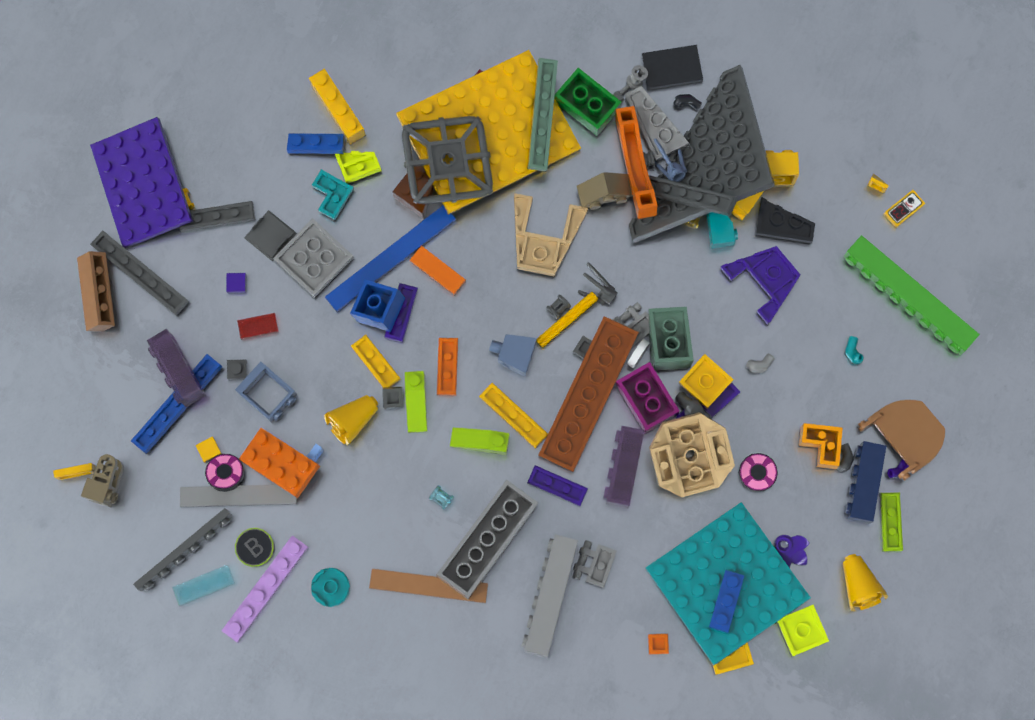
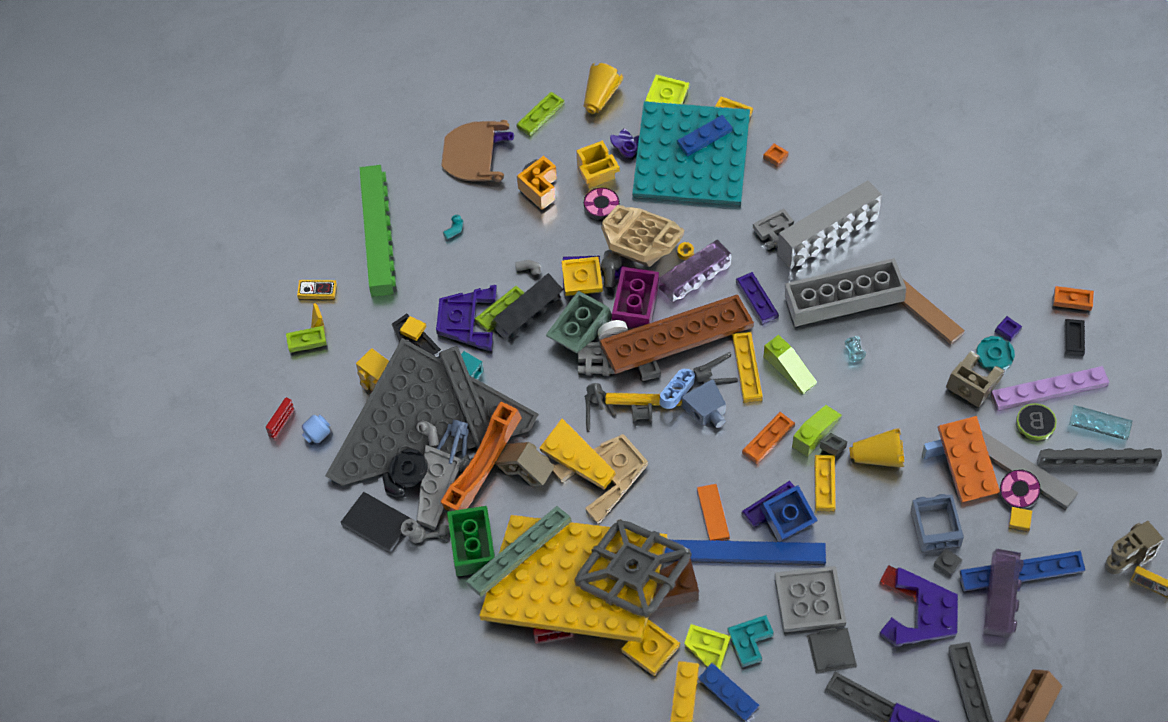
camera: 140 degrees left, 20 degrees down
(217, 319) = (934, 610): none -> dark purple wing
(278, 655) = (1074, 337): none -> black tile
(303, 692) = (1073, 298): none -> orange plate
(326, 532) = (970, 384): none -> dark tan brick
(336, 621) = (1008, 328): none -> dark purple tile
(389, 133) = (653, 650): none -> yellow plate
(539, 379) = (703, 372): none -> dark grey plant
(550, 330) = (677, 381): none -> light blue beam
(583, 228) = (573, 452): none -> yellow wing
(644, 483) = (685, 245): none -> yellow bush
(684, 116) = (408, 468): none -> black tile
(699, 151) = (428, 430): none -> light grey arm
(725, 322) = (527, 306): none -> black brick
(746, 310) = (485, 318): none -> lime tile
(784, 95) = (315, 429): none -> light blue head
(791, 499) = (596, 164): none -> yellow plate
(793, 230) = (413, 328): none -> yellow tile
(819, 81) = (280, 418): none -> red tile
(866, 482) = (532, 143): dark blue brick -> none
(867, 159) = (306, 339): none -> lime plate

